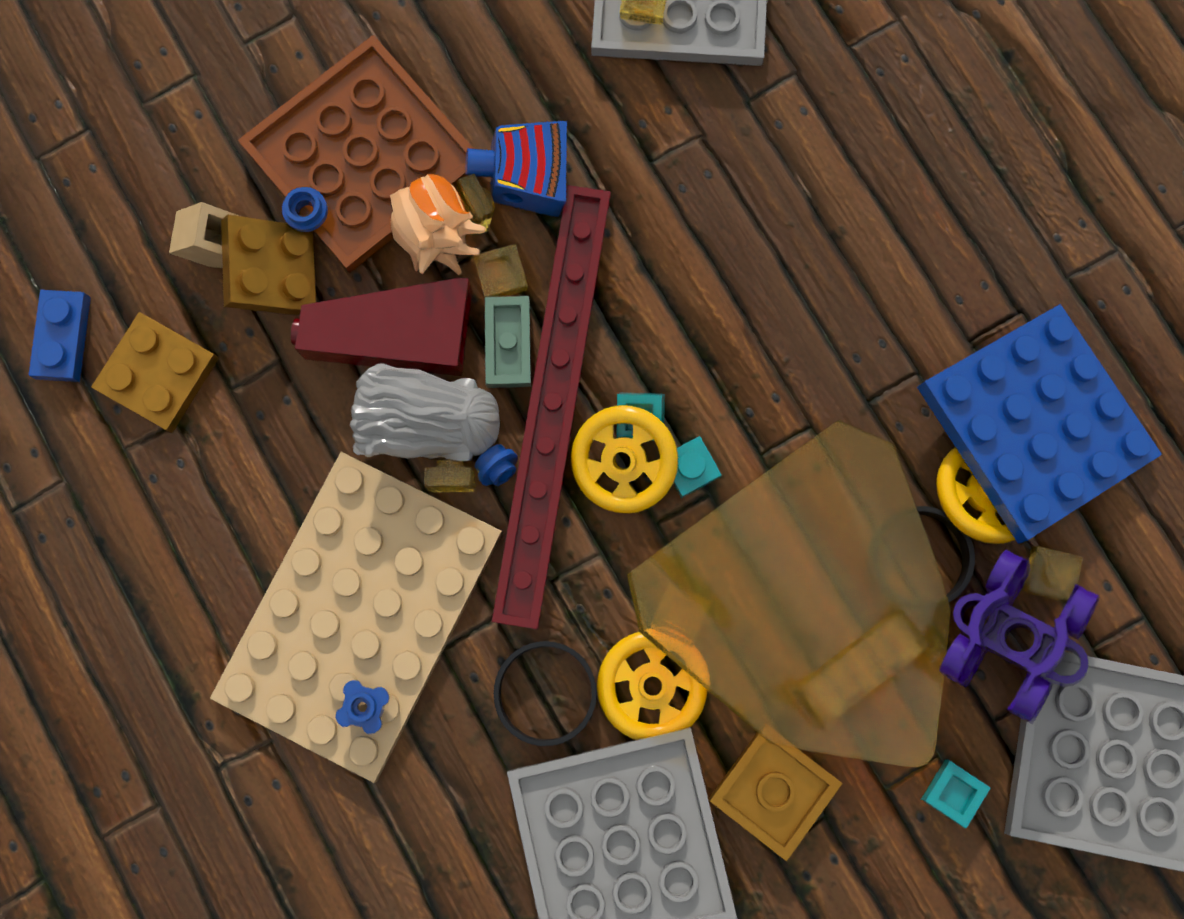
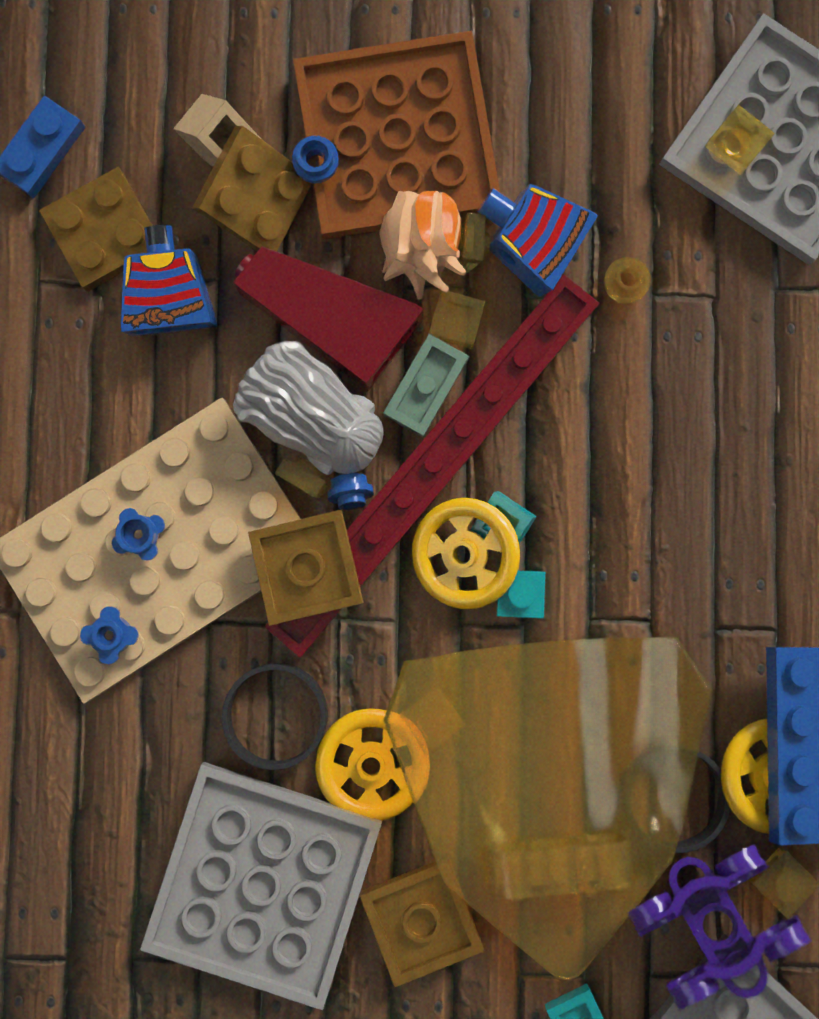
camera: 30 degrees right, 5 degrees up
(238, 389) = (164, 288): none -> torso
(326, 598) = (131, 522): none -> blue plate
(497, 548) = (305, 567): none -> pearl gold plate
(622, 173) = (621, 292): none -> clear yellow plate

